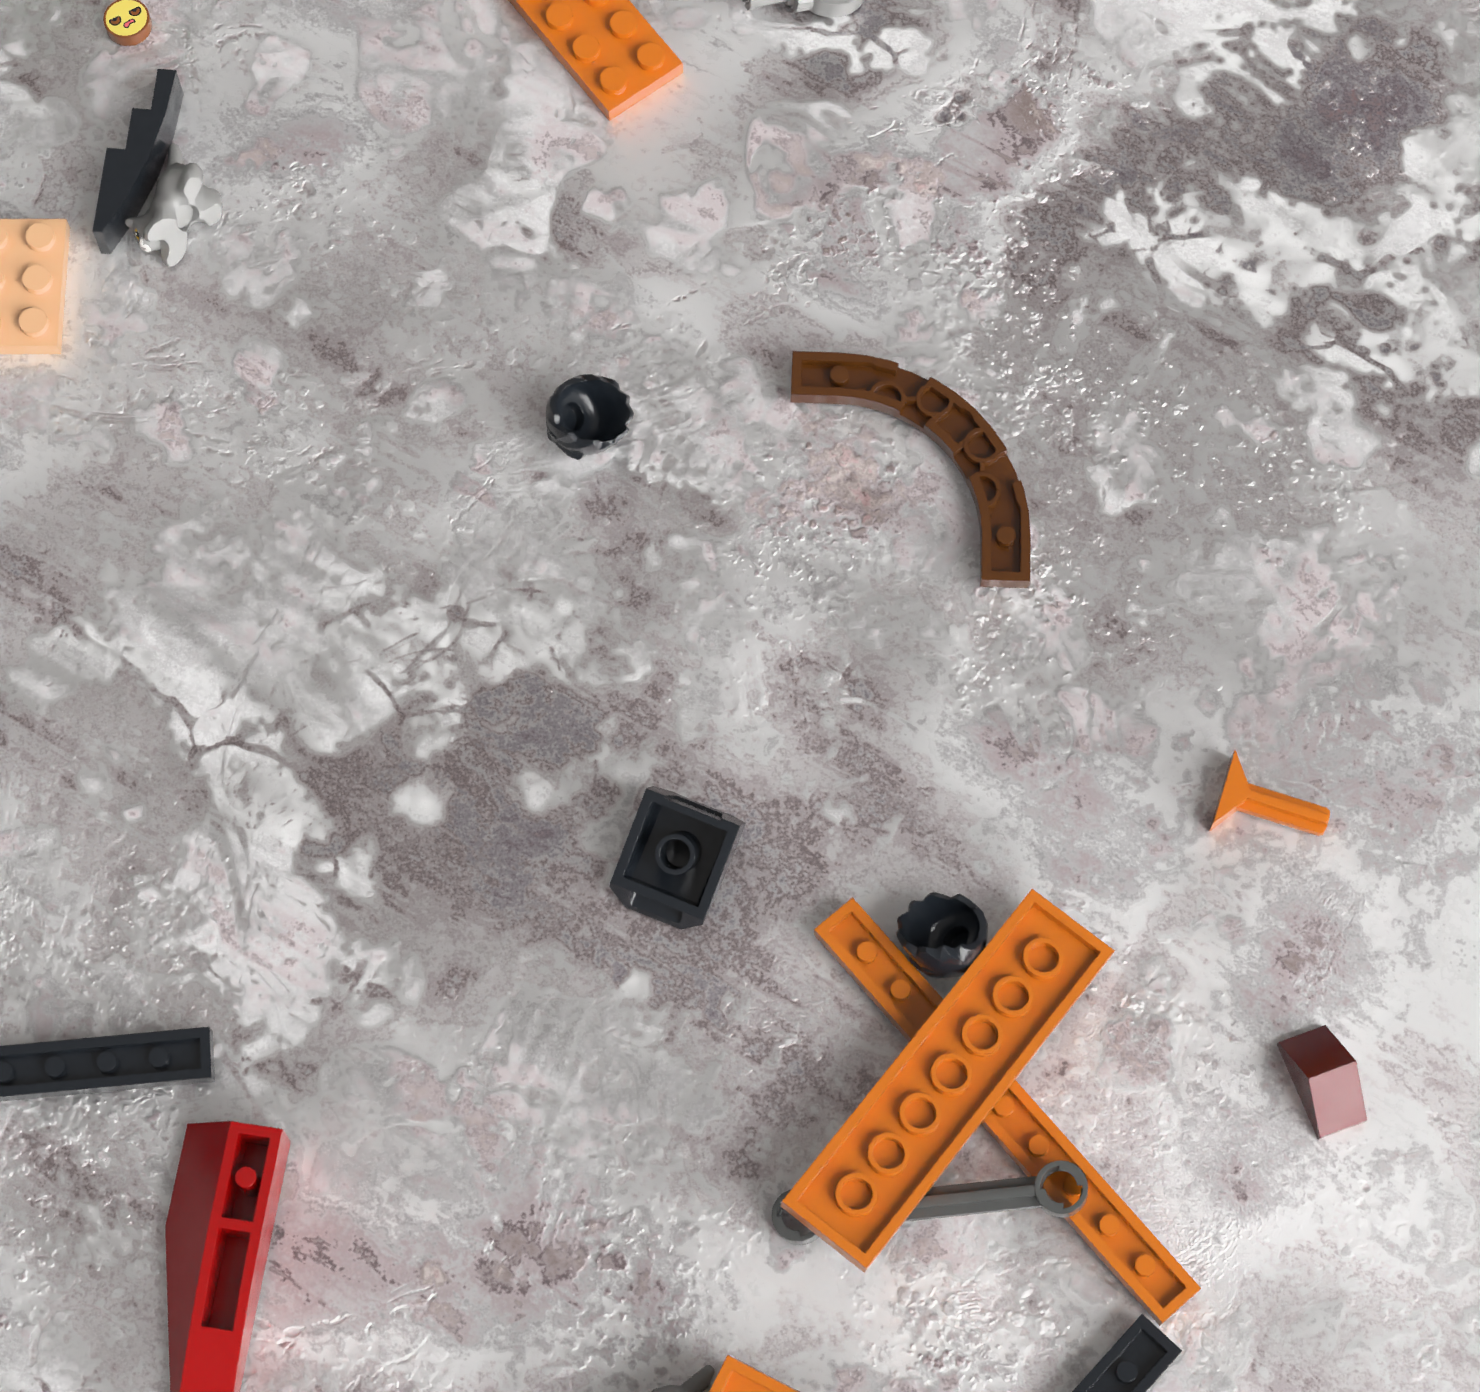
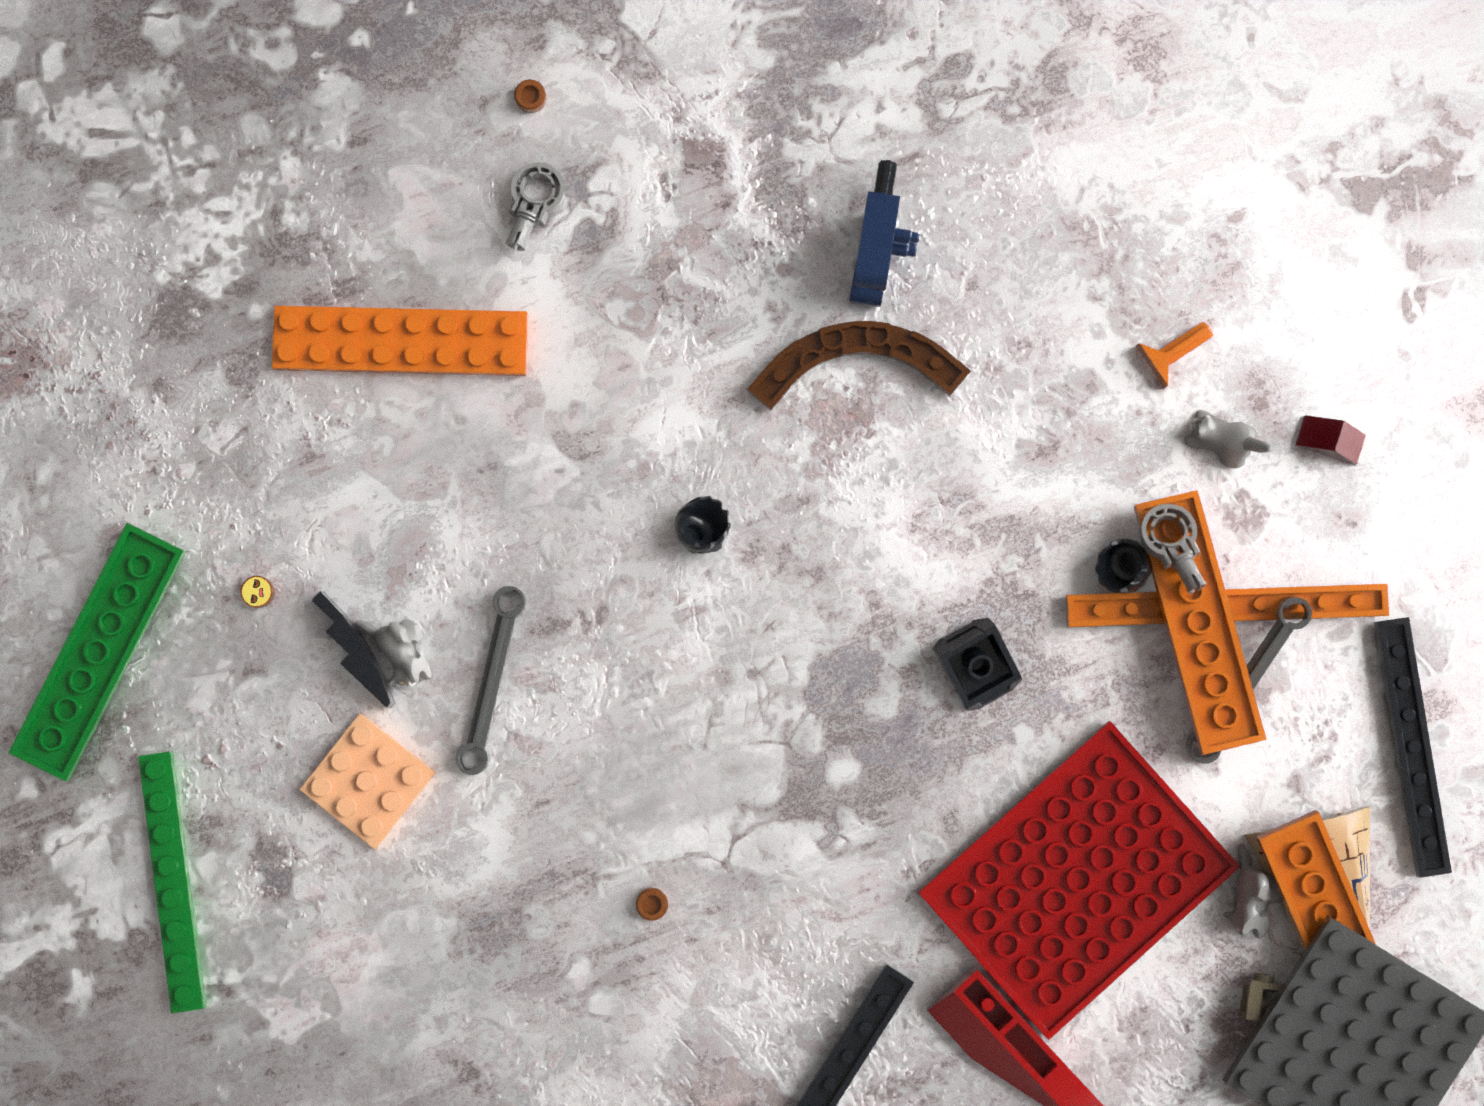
camera: 50 degrees left, 15 degrees up
(80, 701) = (652, 904): none -> dark orange tile
(215, 330) = (491, 680): none -> dark grey piece
(502, 1190) = (1079, 879): none -> red plate
(1015, 969) = (1168, 551): none -> light grey pin
(1085, 352) = (880, 239): none -> dark blue piece
(1210, 946) = (1230, 440): none -> light grey animal

